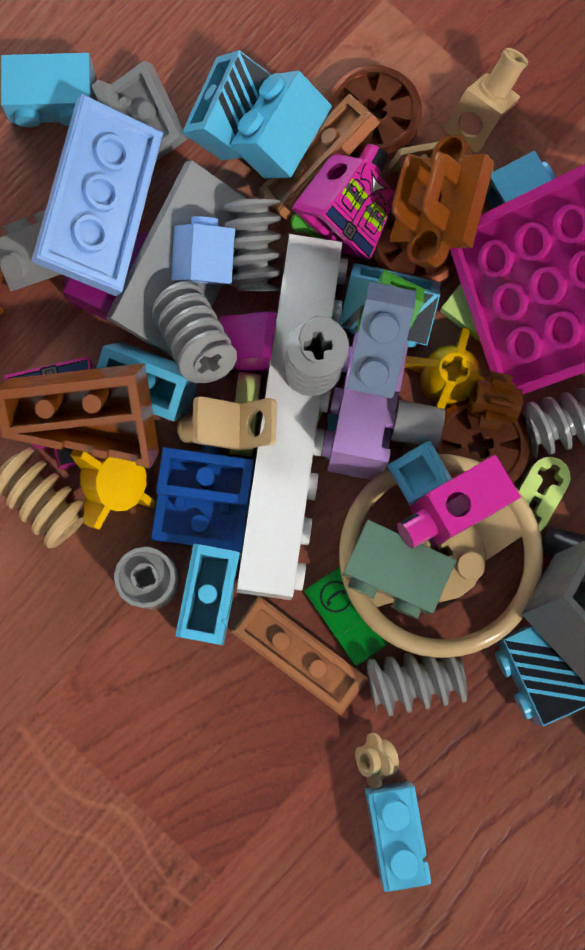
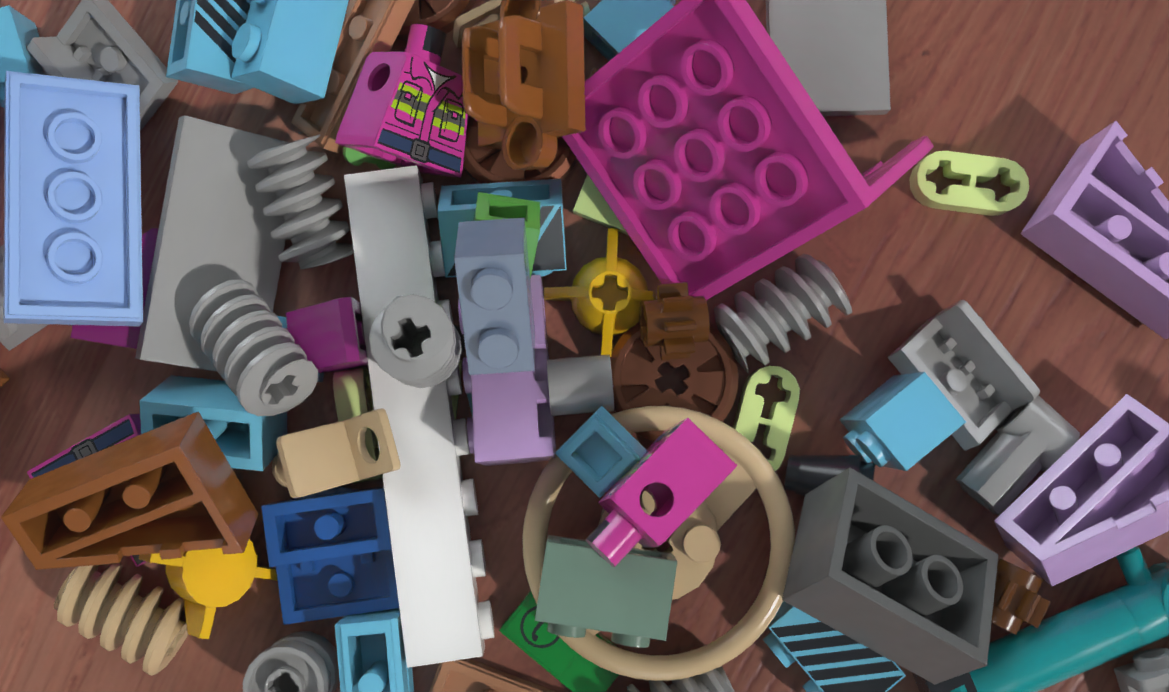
camera: 10 degrees left, 5 degrees up
(203, 252) = (236, 235): light blue brick -> none

